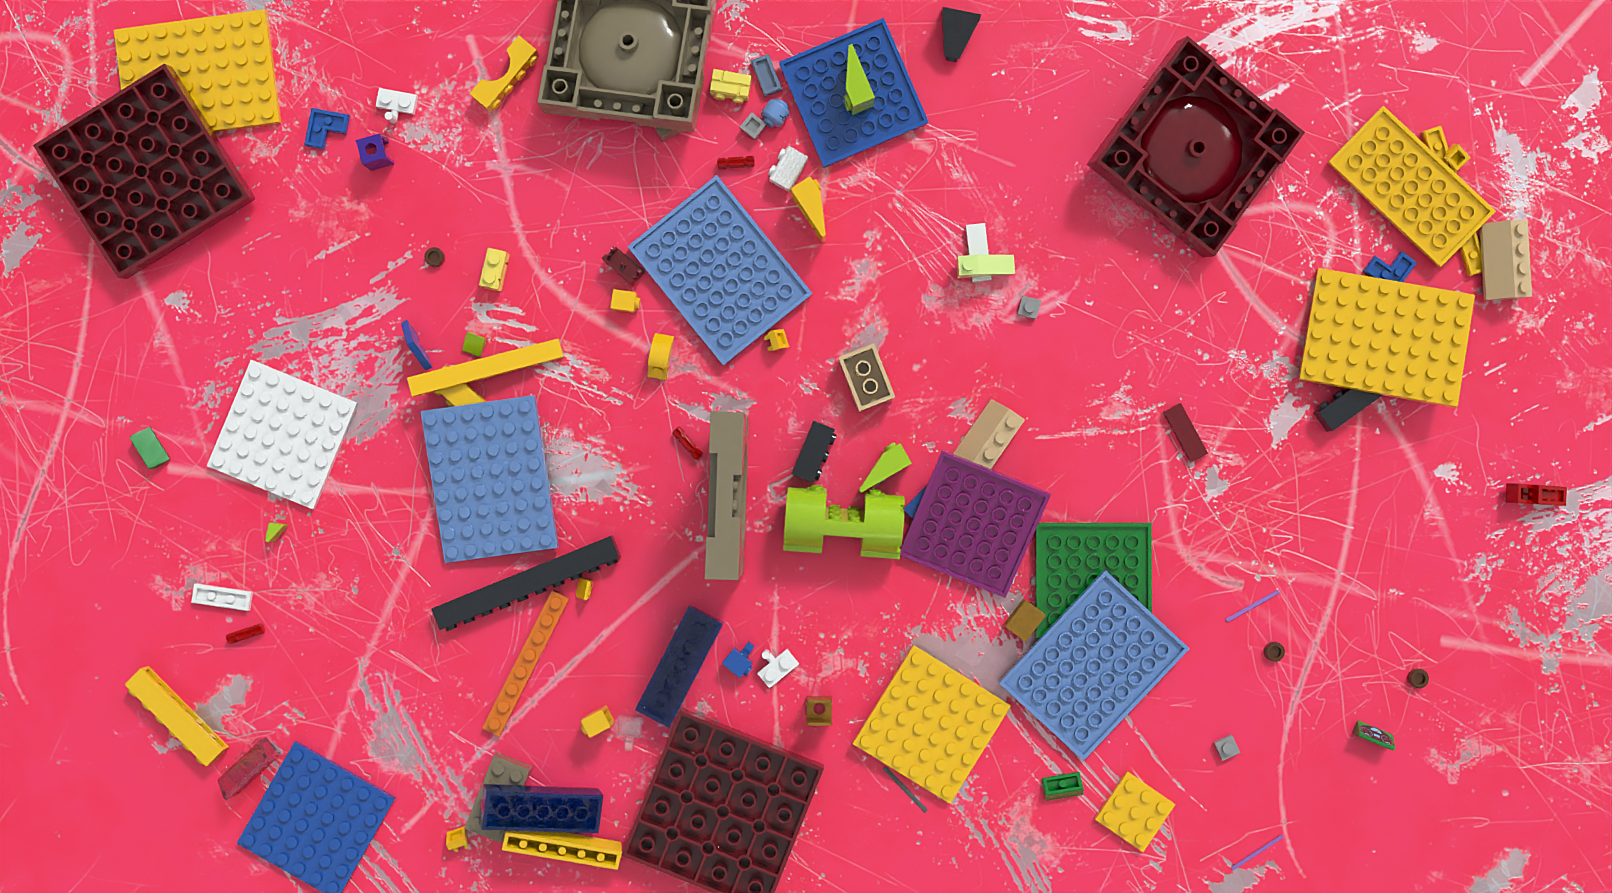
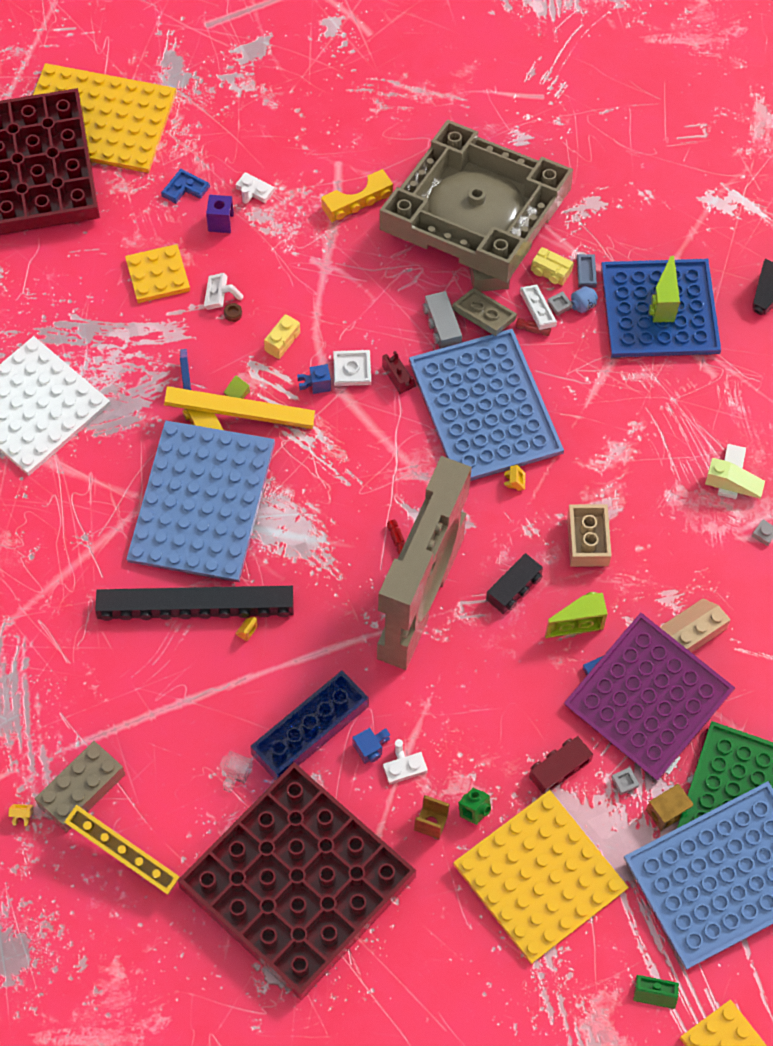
camera: 20 degrees right, 25 degrees down
(341, 240) = (157, 273): none -> yellow plate
(409, 240) = (216, 291): none -> white plate
(526, 663) = (161, 676): orange plate -> none
(540, 808) = (118, 802): clear blue brick -> none
(548, 304) = (318, 379): none -> blue brick
(576, 277) = (352, 368): none -> white plate
(597, 721) = (207, 746): yellow brick -> none
(625, 301) = (388, 400): yellow brick -> none
(644, 191) = (442, 320): none -> light grey brick
(660, 356) = (402, 451): yellow brick -> none
(682, 166) = (484, 311): none -> dark tan plate
(733, 138) = (538, 307): none -> white tile
(788, 168) = (579, 345): white brick -> none
(808, 199) = (587, 373): yellow slope -> none
(853, 684) = (474, 805): none -> green brick
(877, 525) = (490, 631): lime cylinder -> none
(904, 788) = (490, 935): dark grey piece -> none
(915, 615) = (560, 764): none -> dark red brick
(977, 608) = (625, 781): none -> light grey plate

